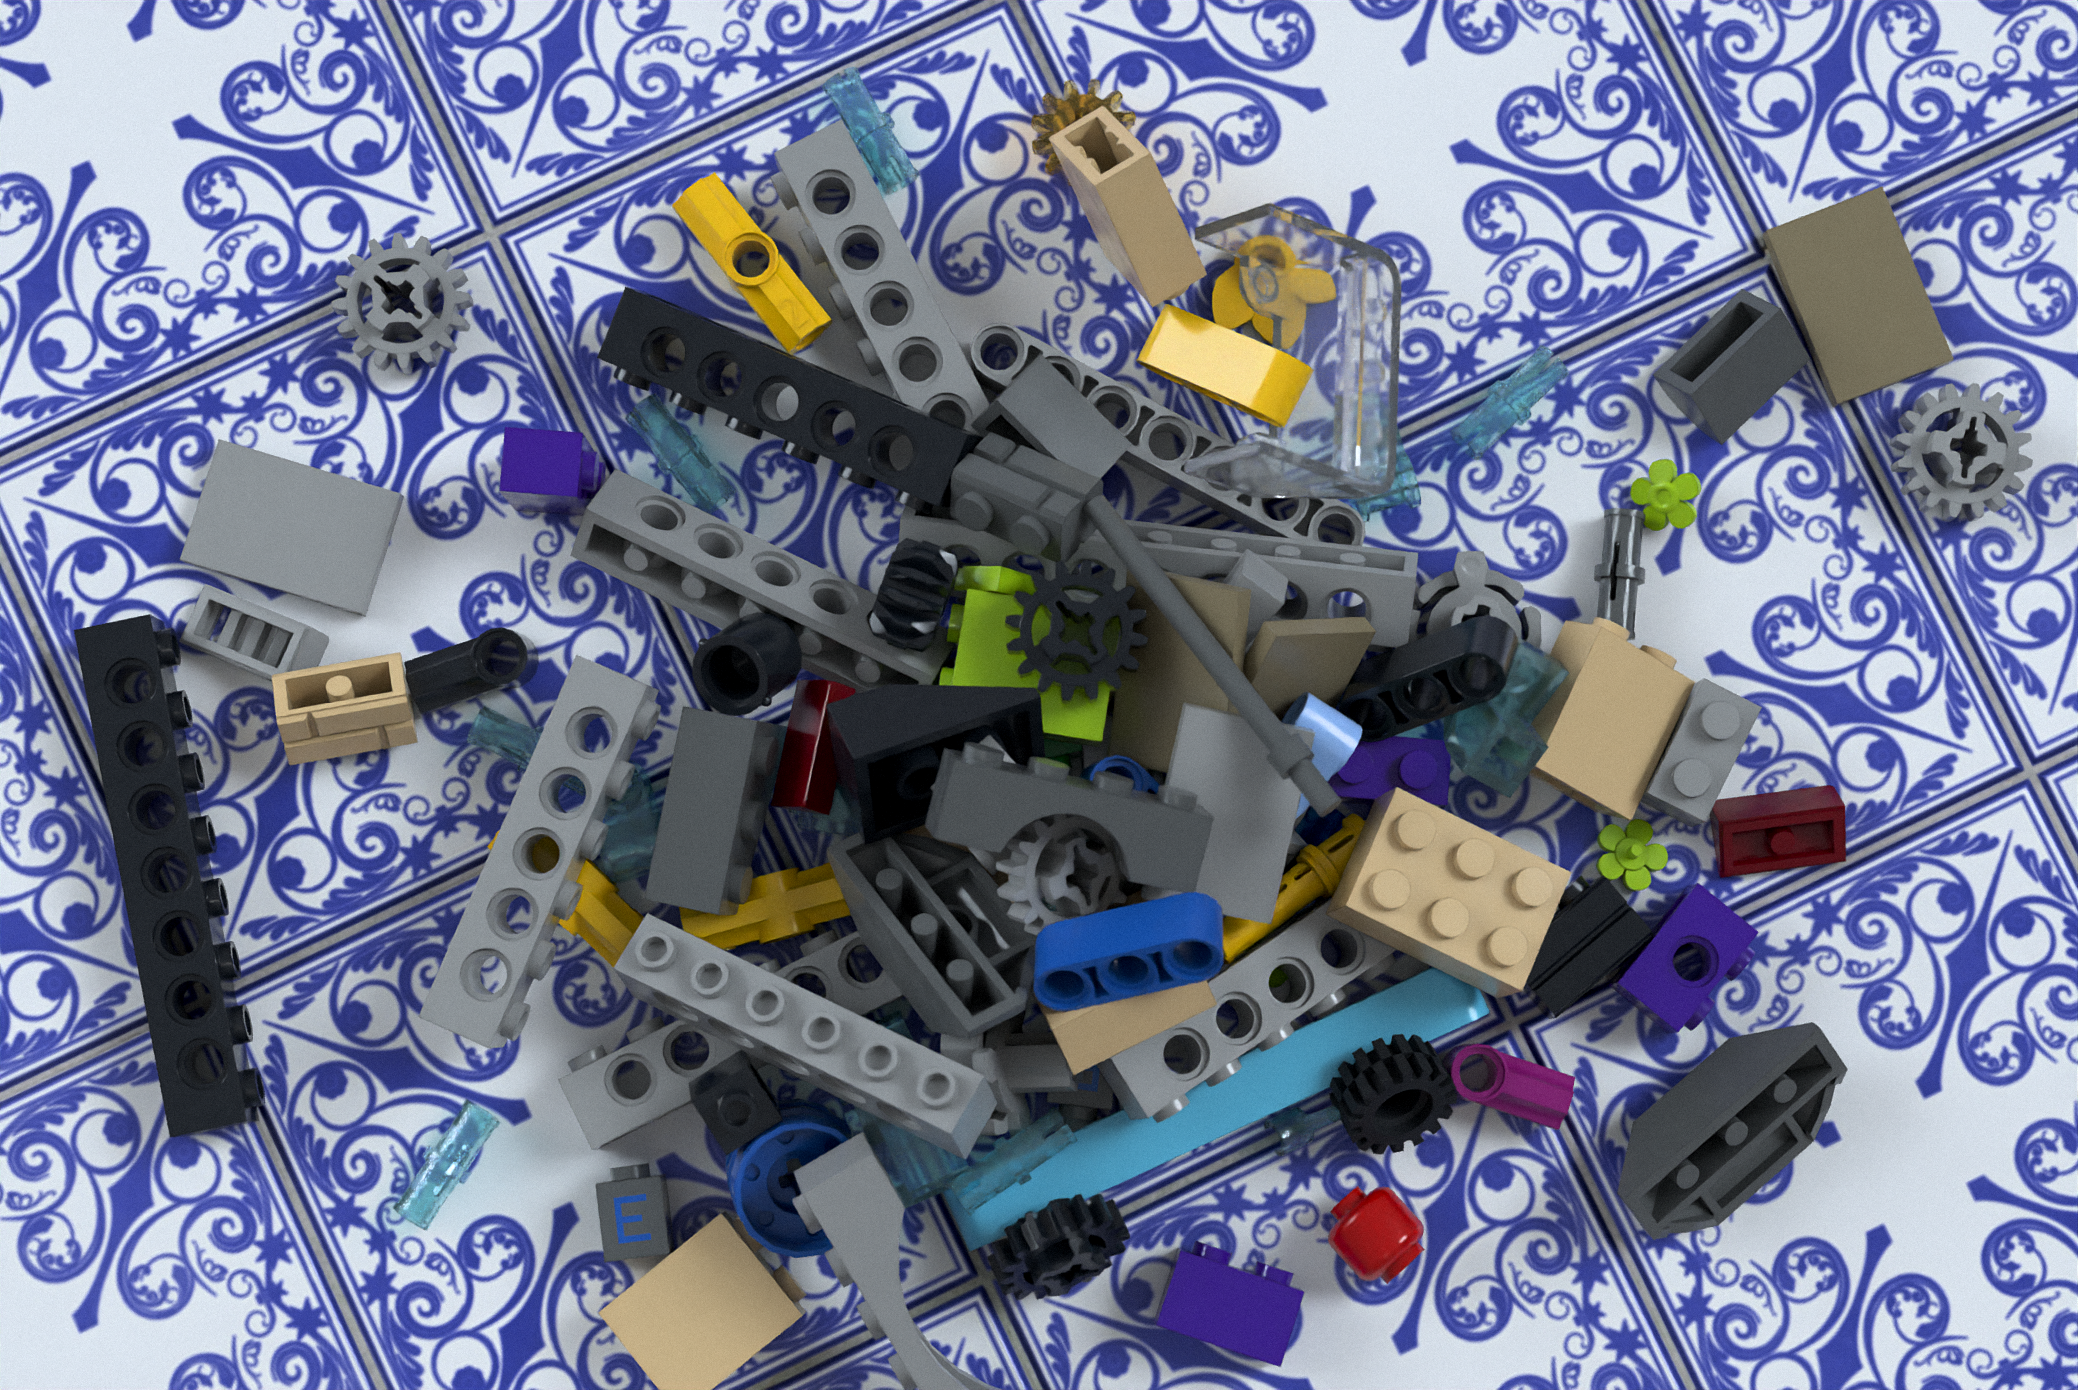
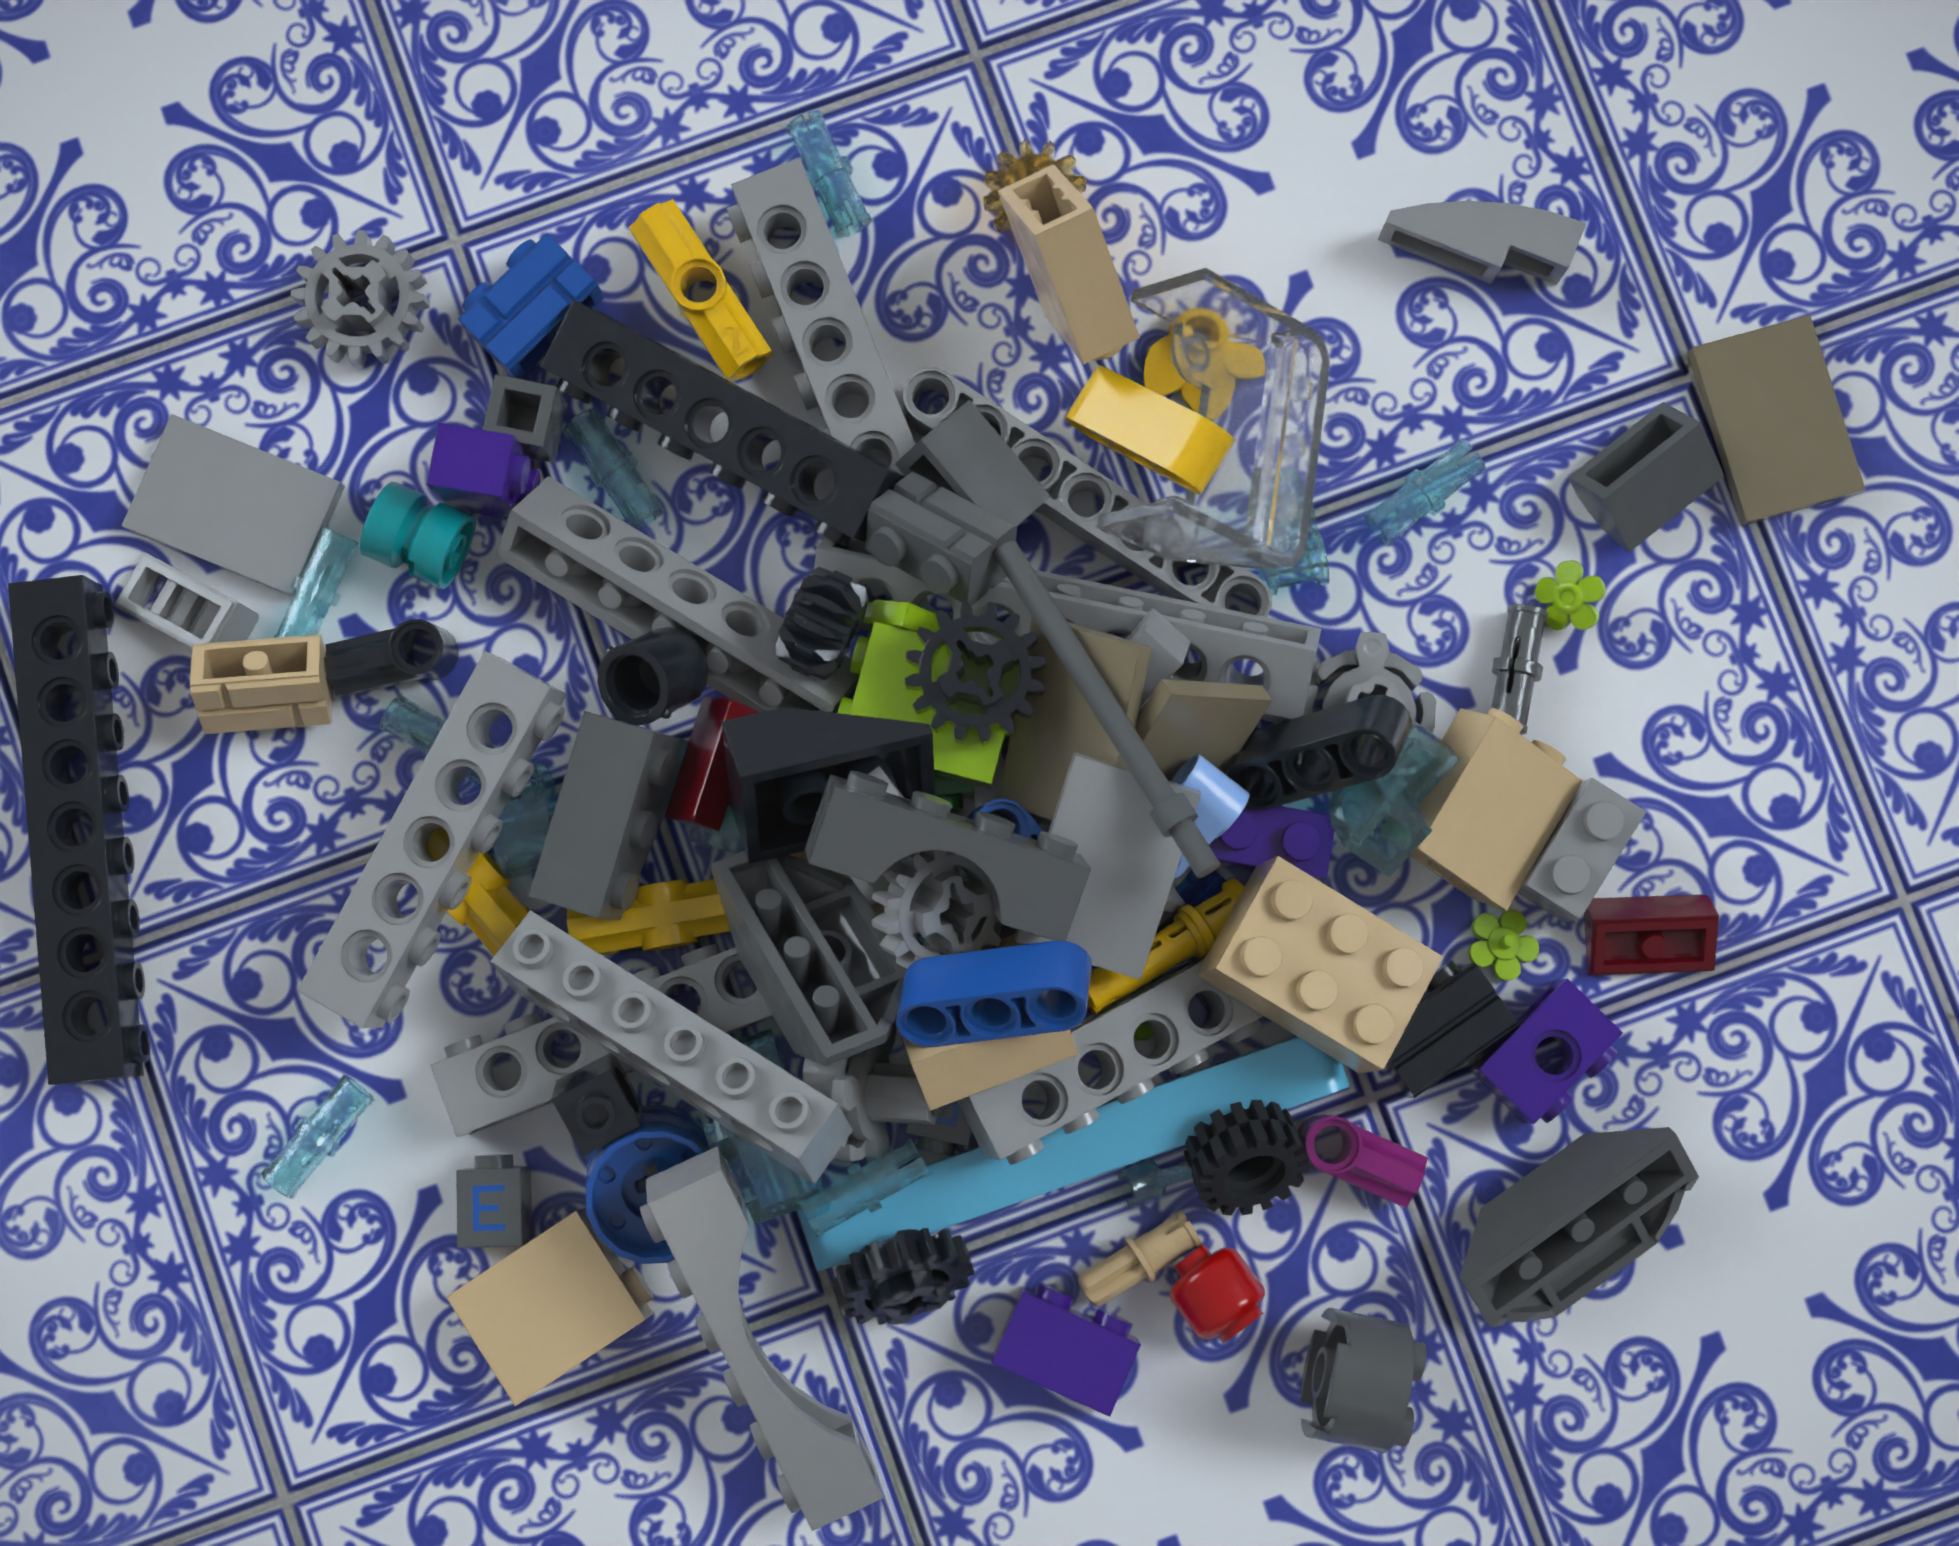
camera: 15 degrees right, 0 degrees up
(388, 602) = (333, 552): none -> clear light blue pin
(487, 541) = (408, 531): none -> teal wheel
(576, 295) = (527, 304): none -> blue brick
(588, 406) = (529, 412): none -> dark grey brick
(1294, 1208) = (1139, 1260): none -> tan axle
(1529, 1307) = (1361, 1381): none -> dark grey brick
(1545, 136) = (1484, 236): none -> light grey slope
(1969, 428) = (1891, 583): light grey gear -> none

